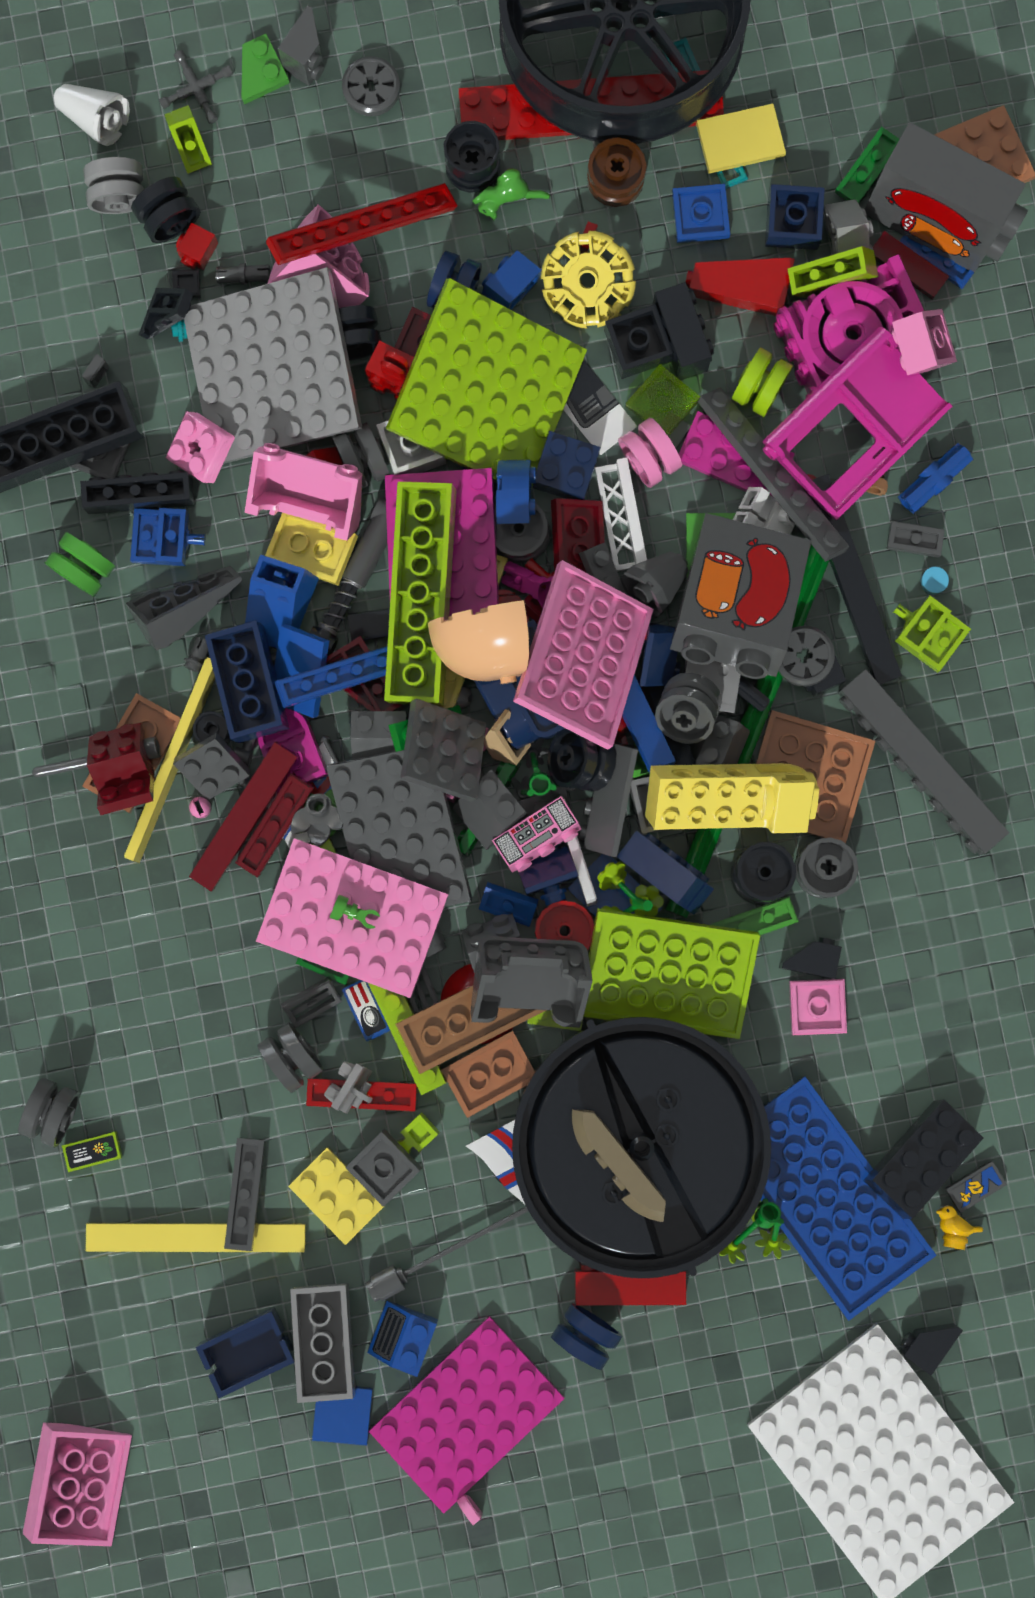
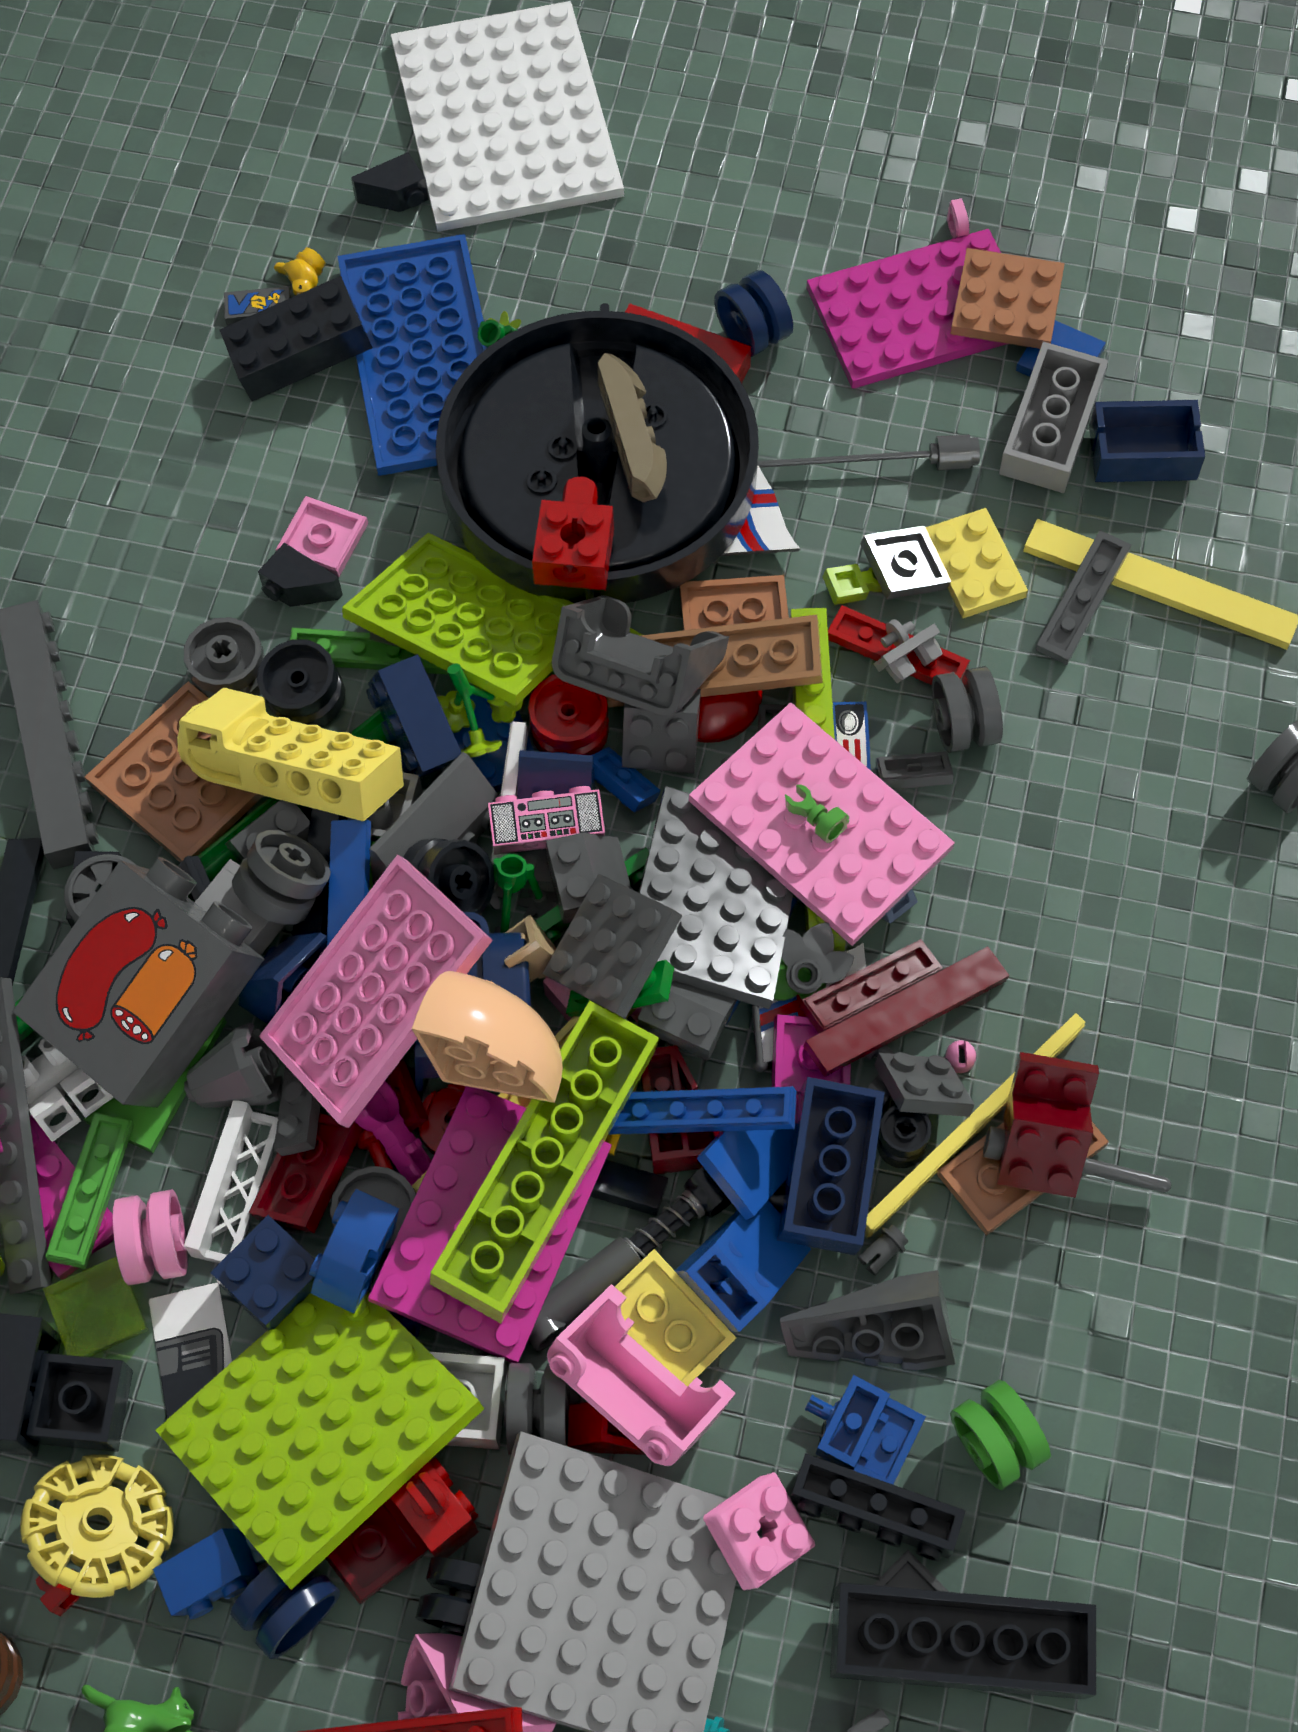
camera: 155 degrees left, 20 degrees down
(92, 1151) = (1252, 717): tile -> none
(400, 1443) = (1007, 298): none -> nougat plate
(402, 1338) = (959, 393): blue slope -> none
(614, 1048) = (574, 539): none -> red brick
(706, 465) = (89, 1190): none -> bright green tile

